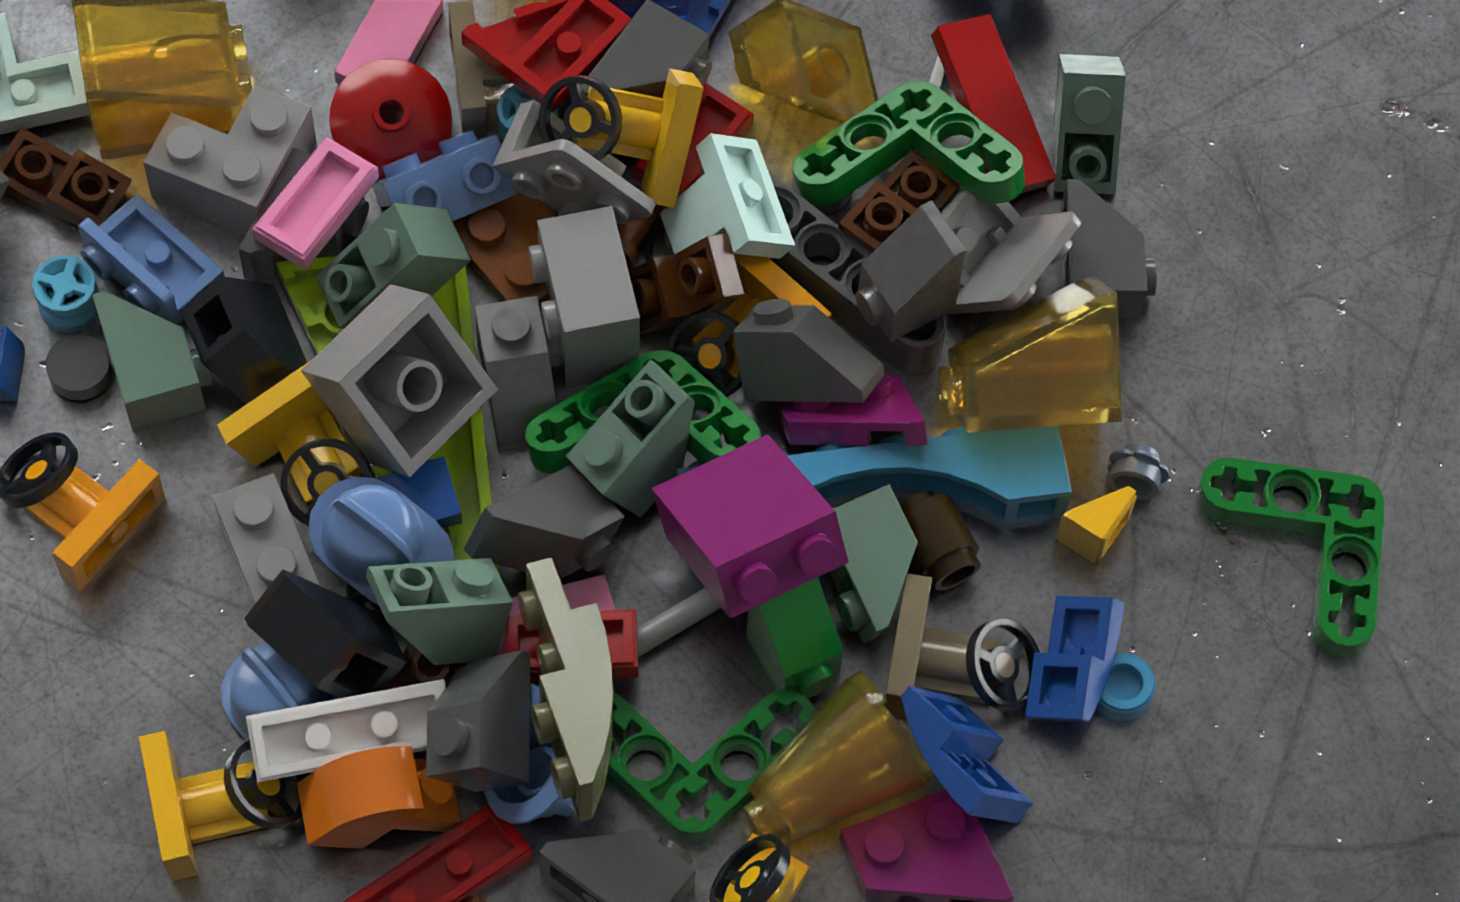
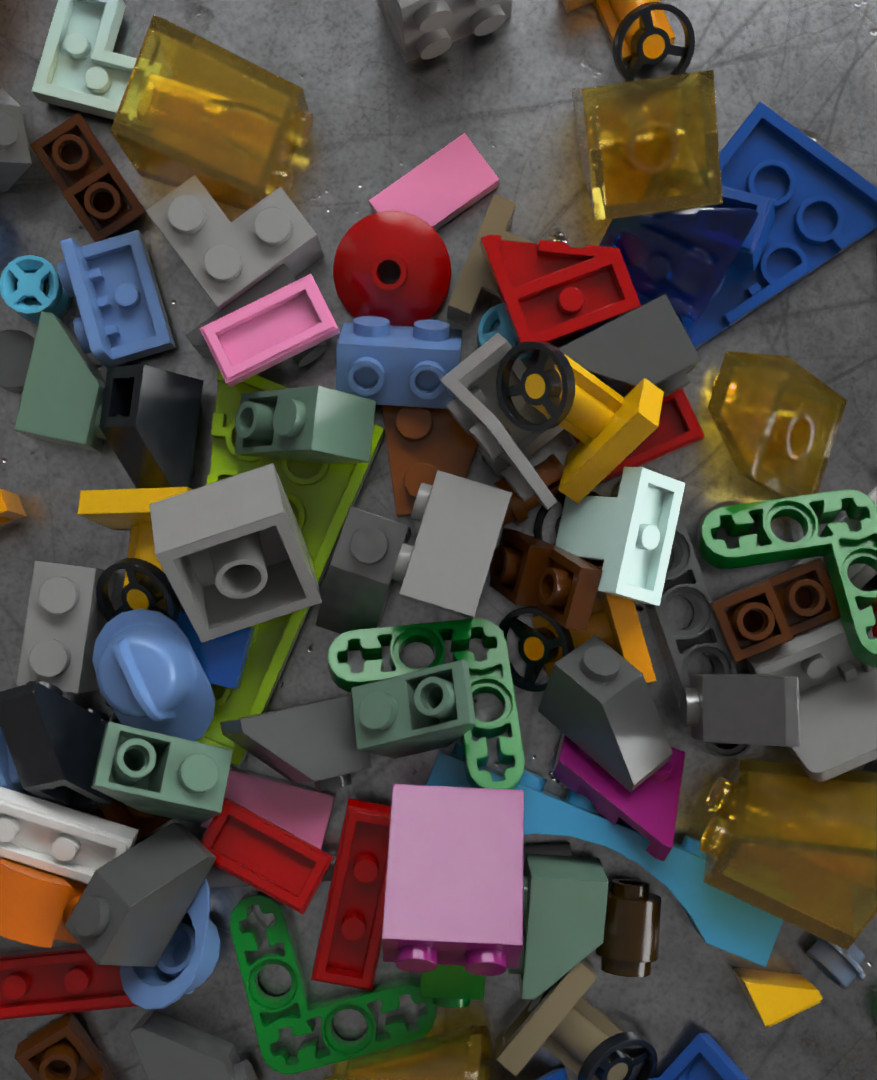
camera: 40 degrees right, 20 degrees up
(573, 687) = (213, 955): slope -> none
(679, 641) = (355, 900): none -> red tile

